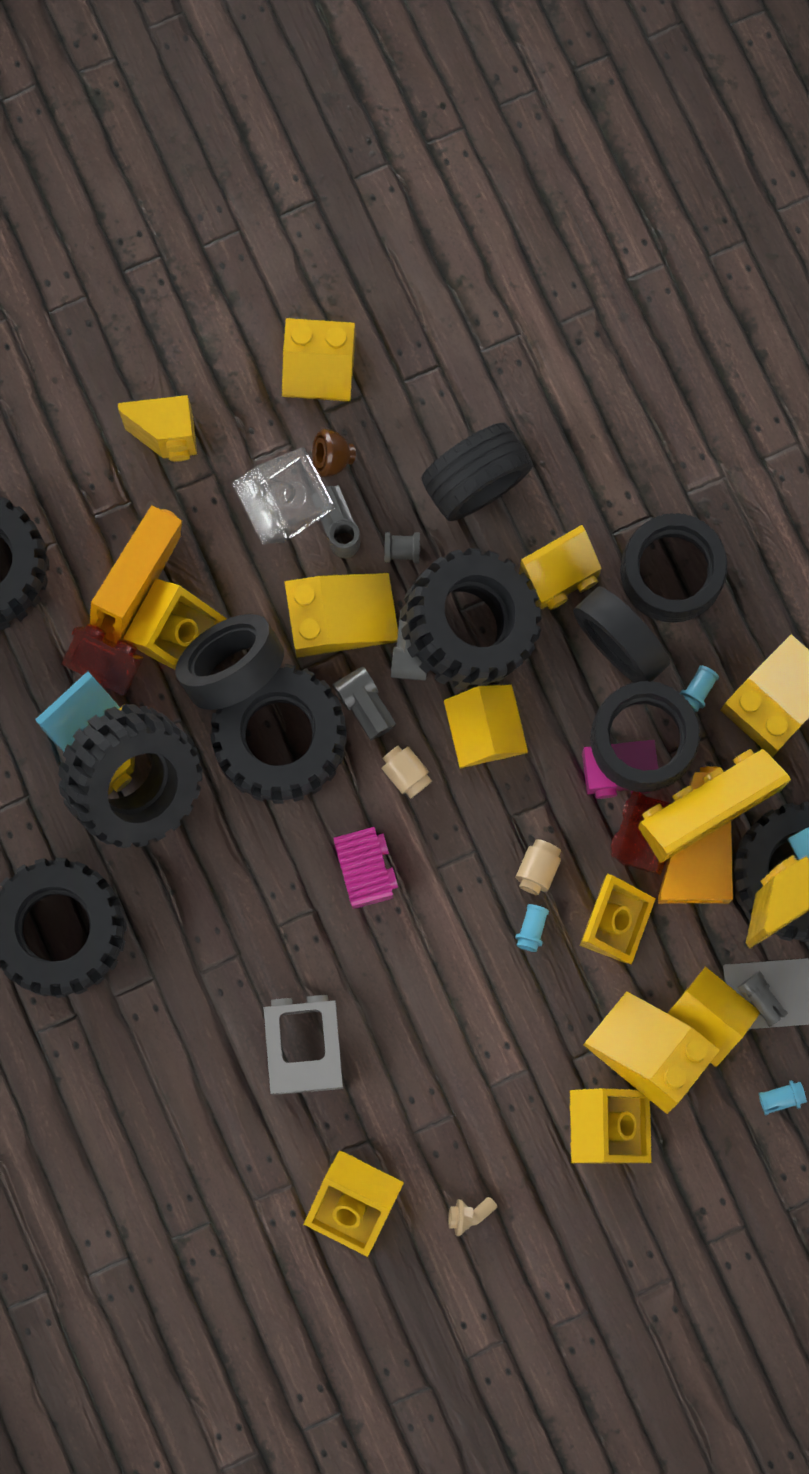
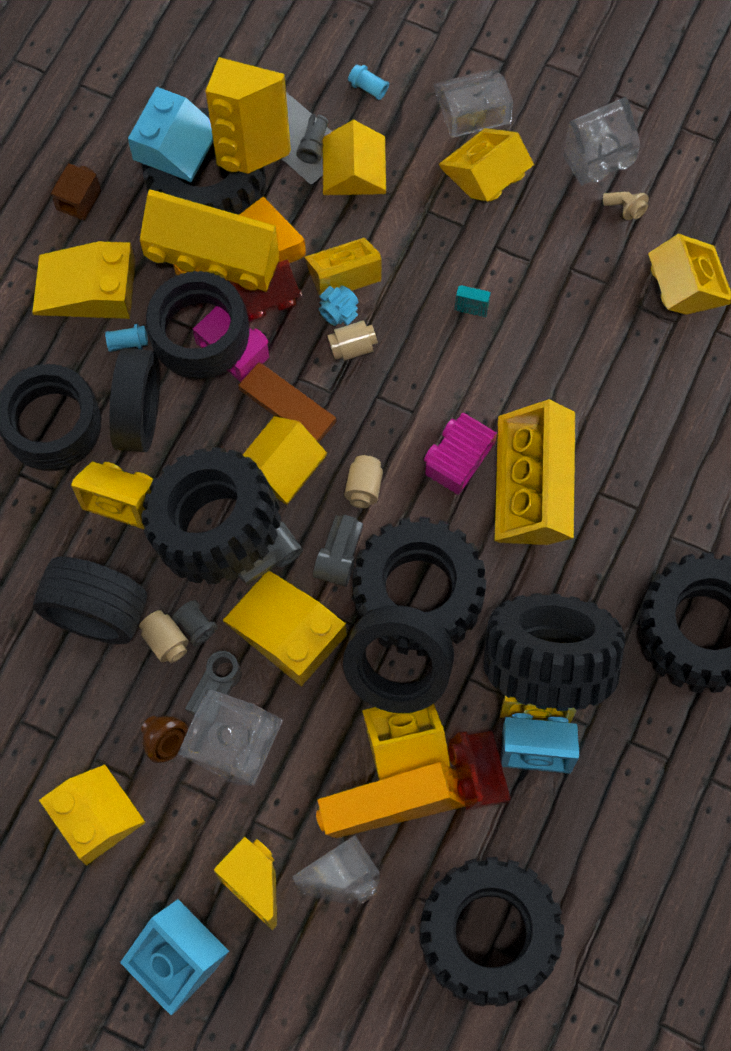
camera: 130 degrees left, 10 degrees down
(111, 490) = (340, 875): none -> clear slope
(163, 338) = (174, 956): none -> medium azure slope
(293, 910) = (535, 475): none -> yellow slope
(305, 1075) = (640, 366): light grey window -> none
(409, 515) = (164, 637): none -> tan brick
(489, 997) = (472, 301): none -> teal tile
(529, 771) = (286, 401): none -> dark orange tile
(532, 928) = (398, 313): medium azure pin -> none
(537, 1238) = (602, 142): none -> clear slope
(579, 881) = (338, 305): none -> medium azure gear
(651, 1050) = (412, 172): yellow slope -> none
(686, 1174) = (475, 102): none -> clear slope

